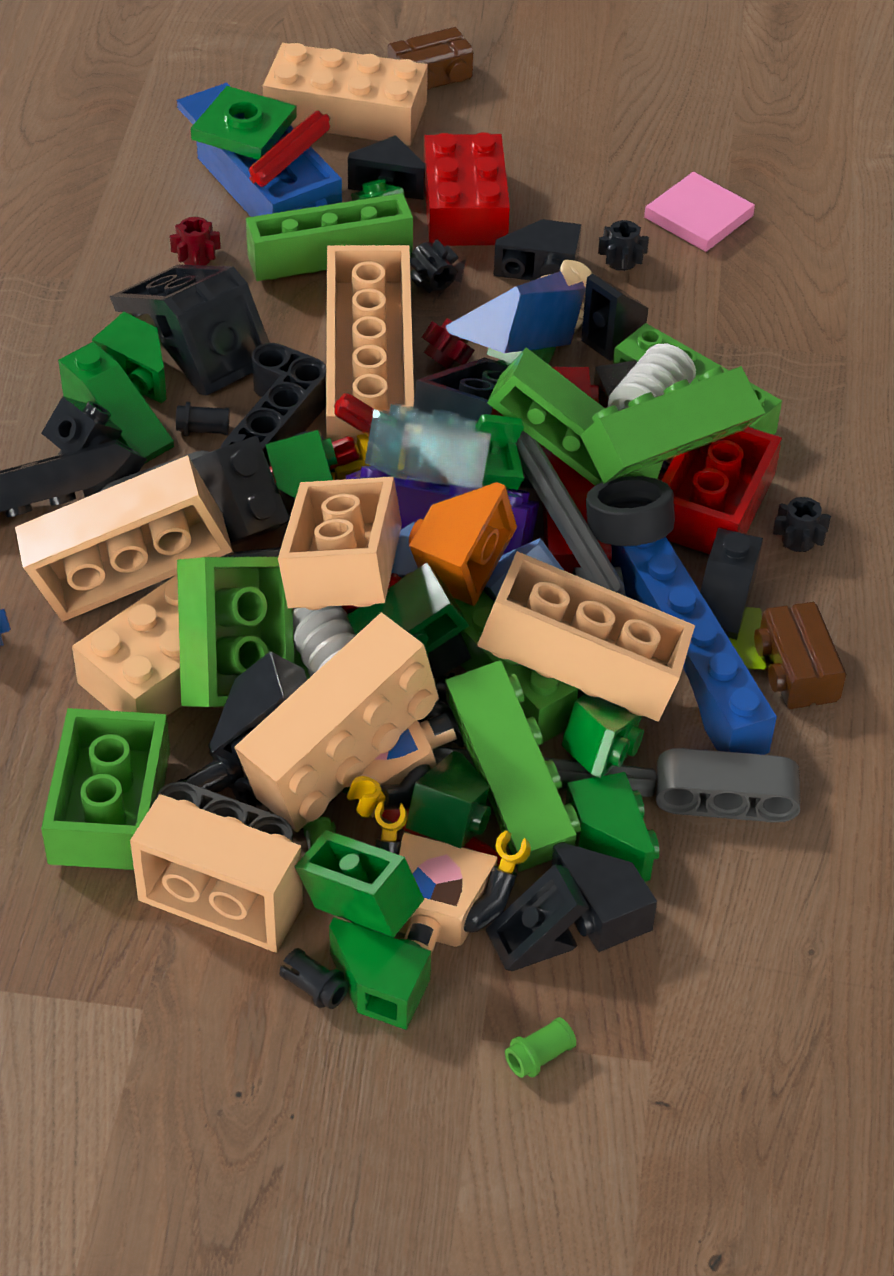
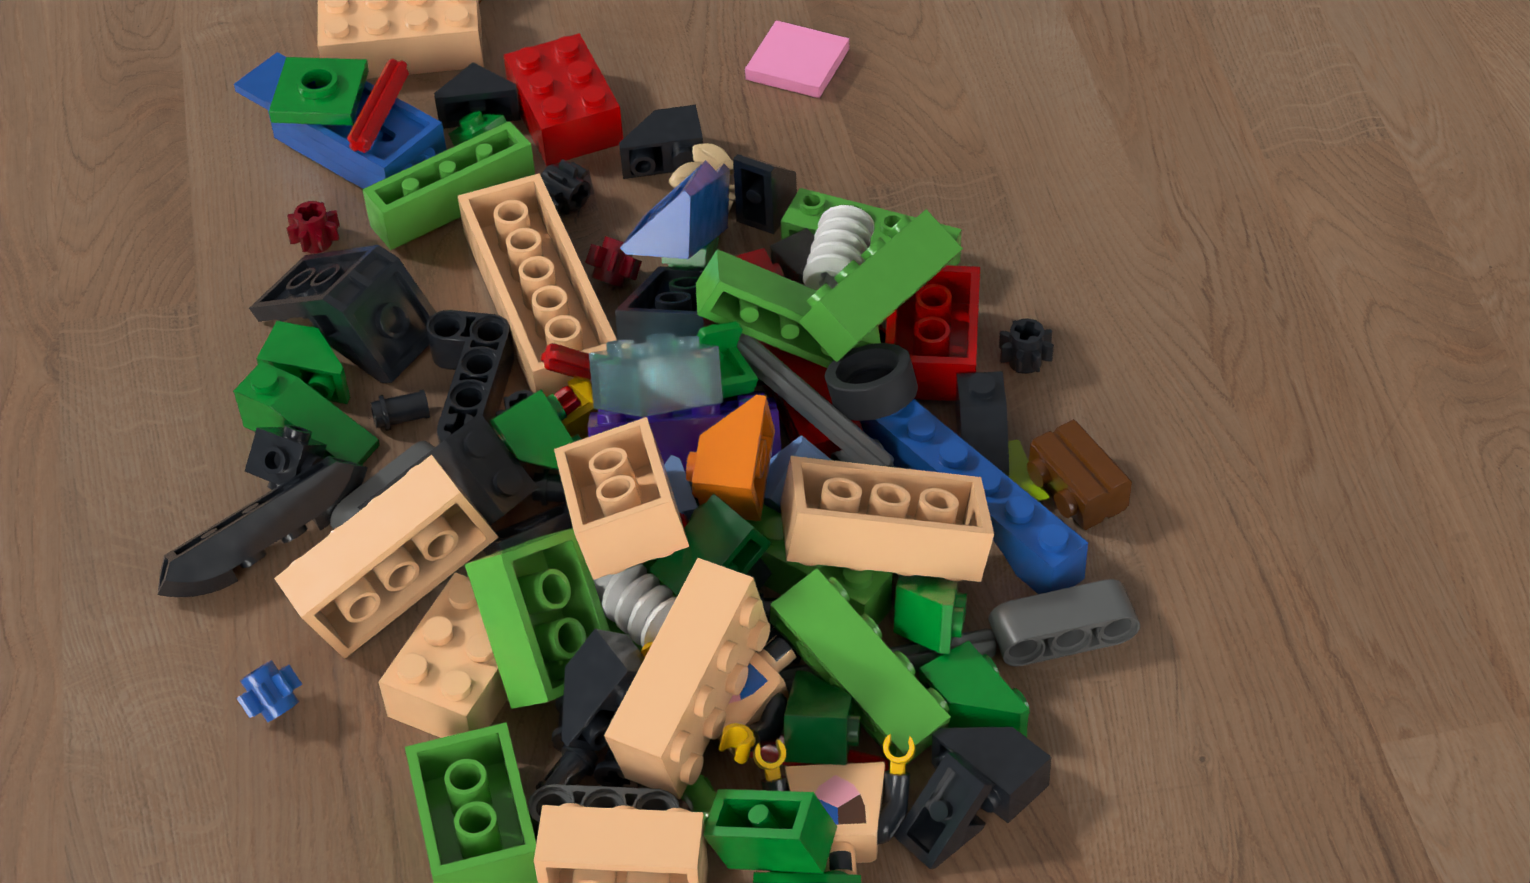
camera: 15 degrees left, 0 degrees up
(623, 245) = (740, 114): black gear -> none

